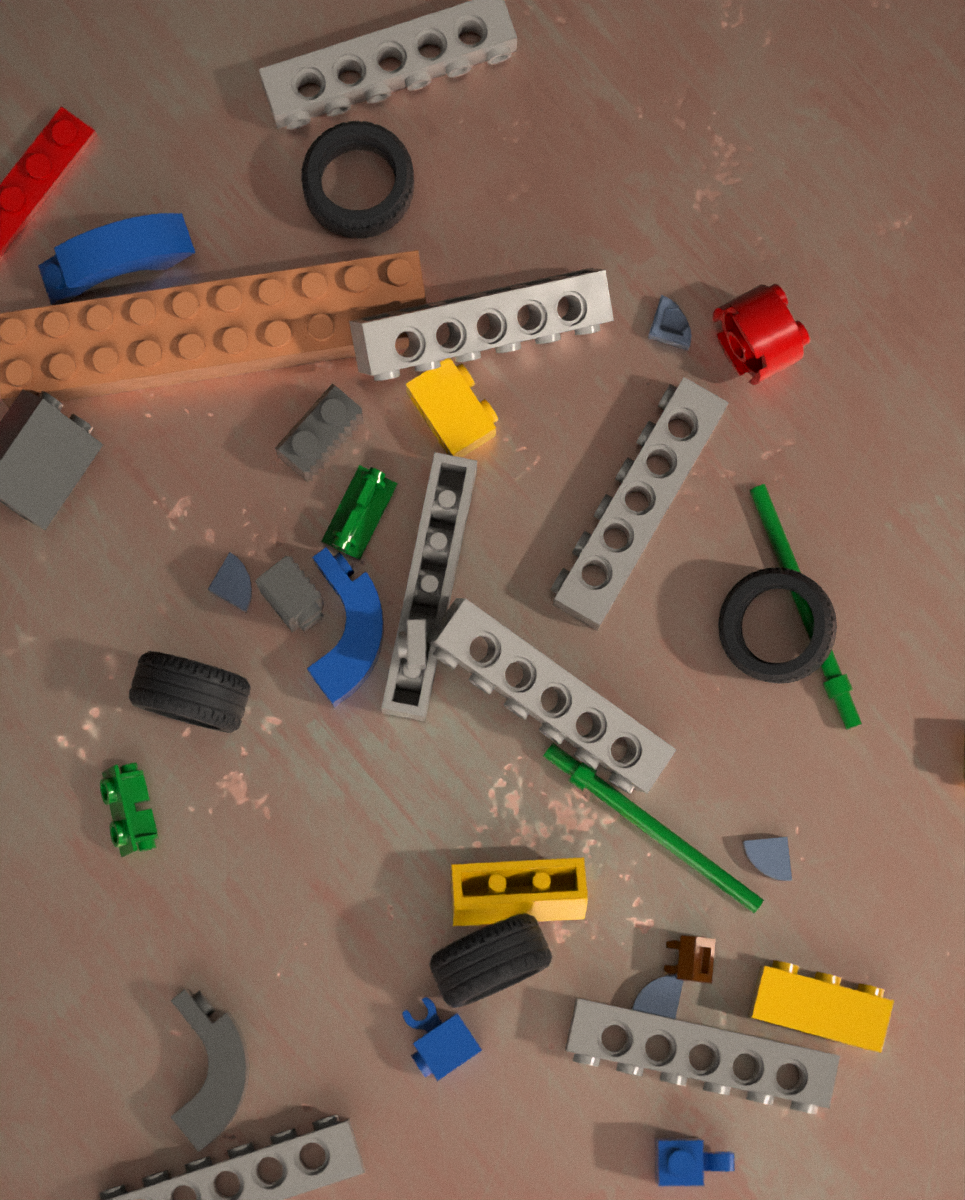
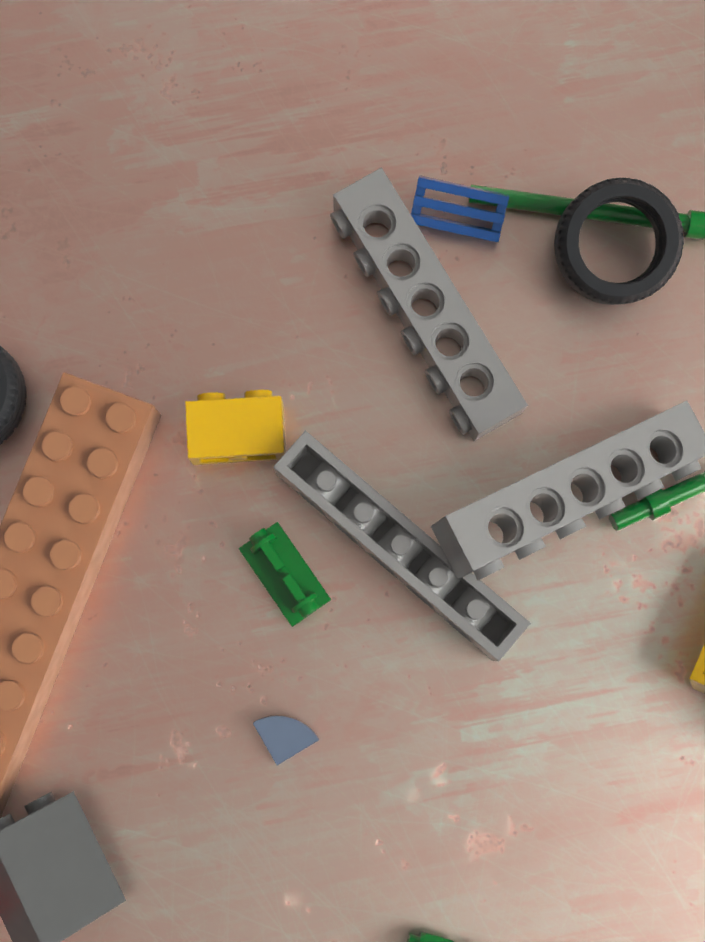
camera: 60 degrees left, 0 degrees up
(189, 691) = (376, 847): black tyre -> none
(291, 594) = (334, 688): dark grey brick -> none
(320, 433) = (186, 568): dark grey brick -> none
(358, 650) = (427, 660): blue arch -> none
(376, 334) = (126, 455): light grey brick -> none
(413, 644) = (458, 593): light grey plate -> none
(670, 325) = (272, 185): sand blue tile -> none
(720, 487) = (454, 226): none -> blue tile
(760, 333) = (332, 102): red brick -> none

